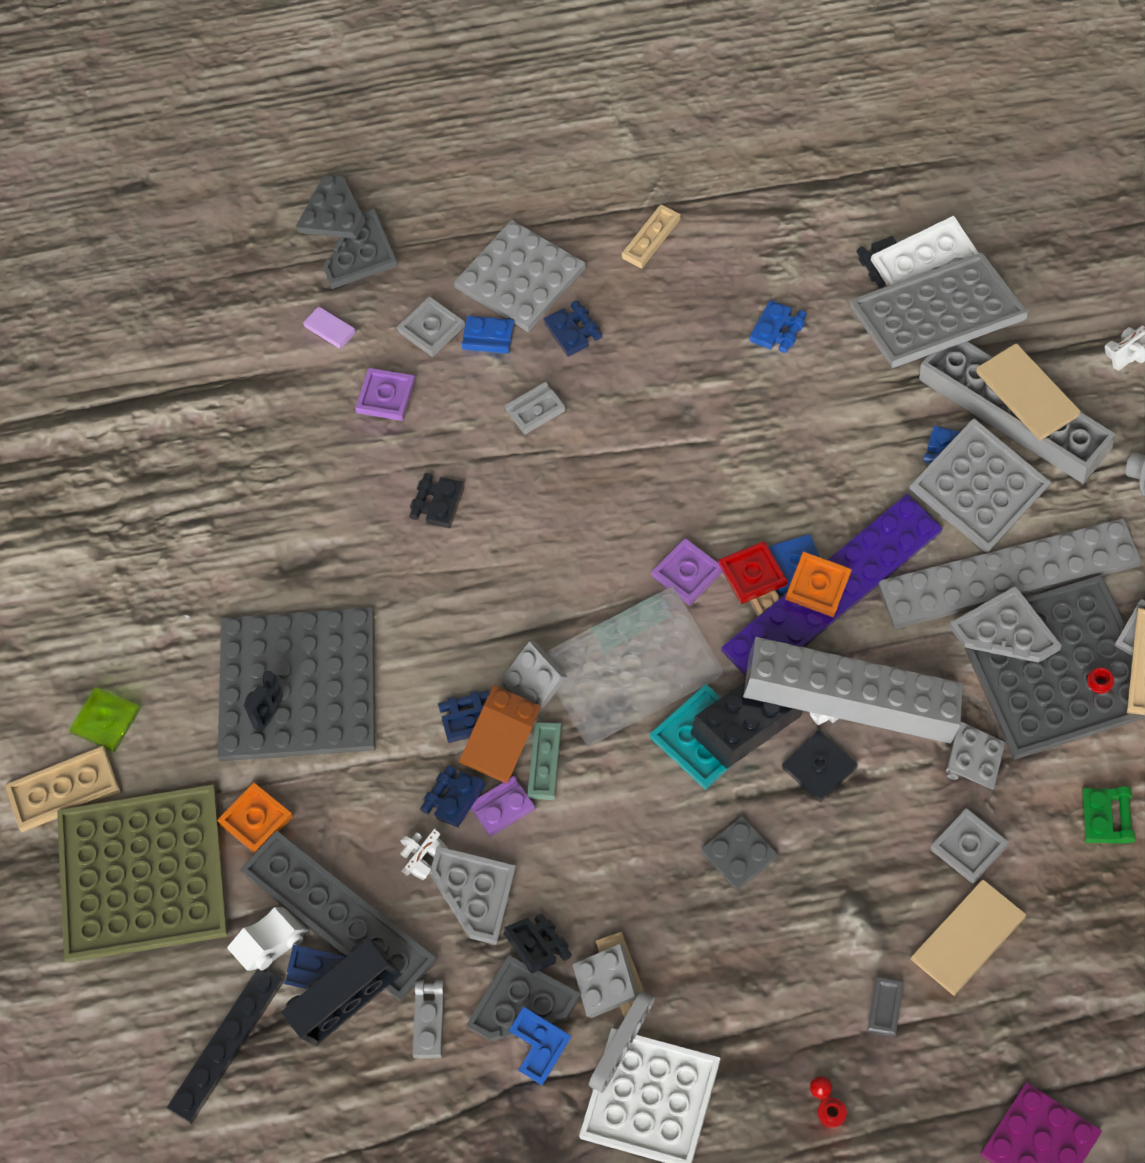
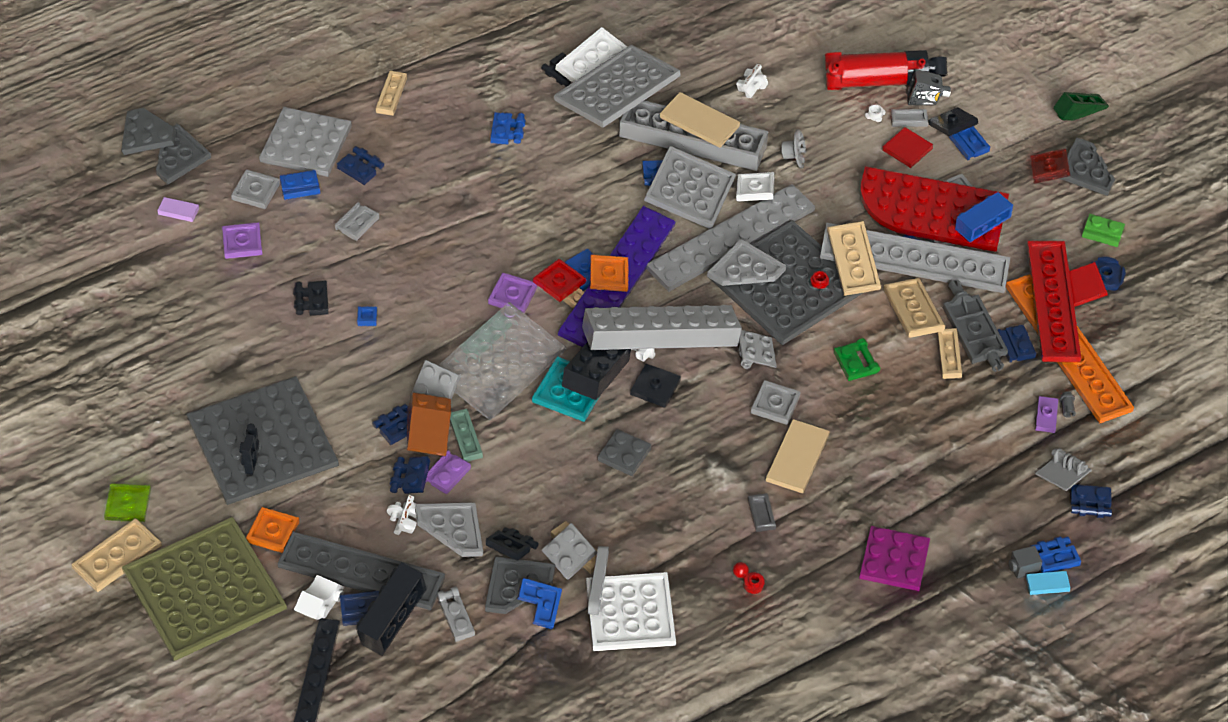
camera: 30 degrees left, 10 degrees down
(492, 548) = (367, 316): none -> blue plate
(1070, 508) = (755, 186): none -> white tile

